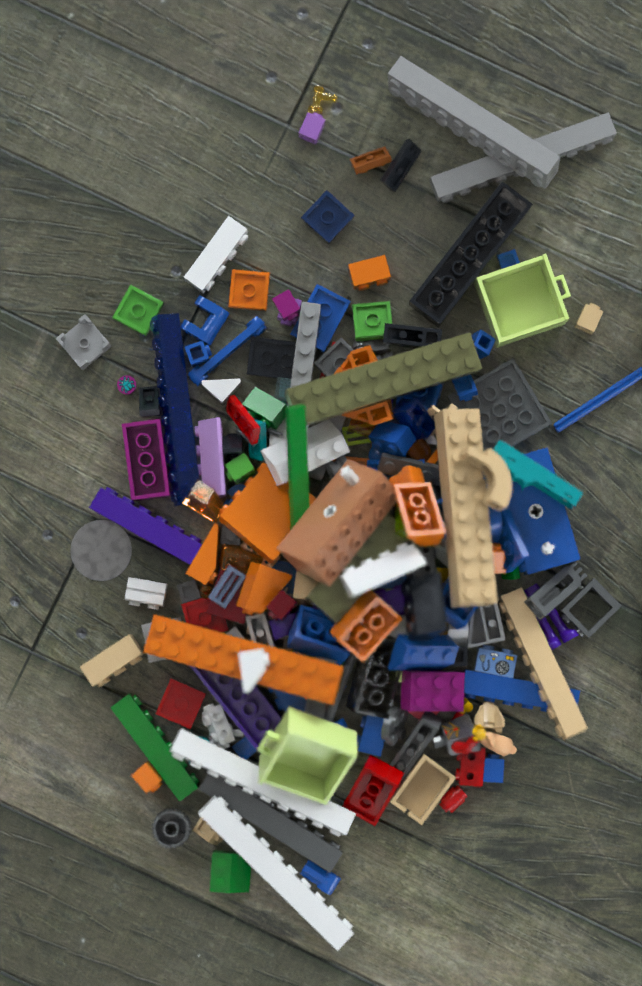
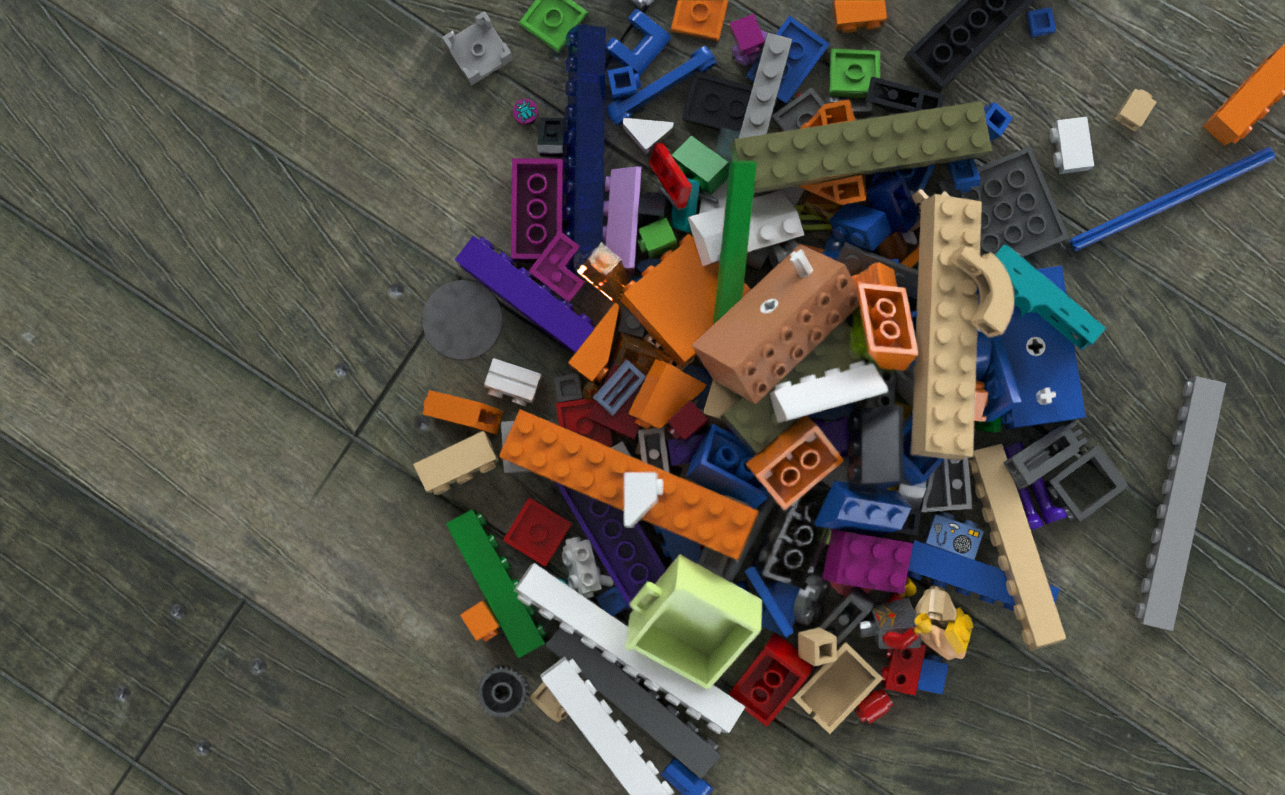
camera: 10 degrees right, 0 degrees up
(111, 621) = (462, 412): none -> orange slope
(163, 503) = (551, 267): none -> magenta plate
(229, 872) = (570, 760): green slope -> none
(361, 731) = (768, 601): none -> blue tile
(403, 760) = (817, 646): none -> tan brick
(509, 734) = (959, 631): none -> yellow plate
(522, 300) = (1053, 72): yellowish green container -> none
(544, 352) = (1072, 145): none -> white brick

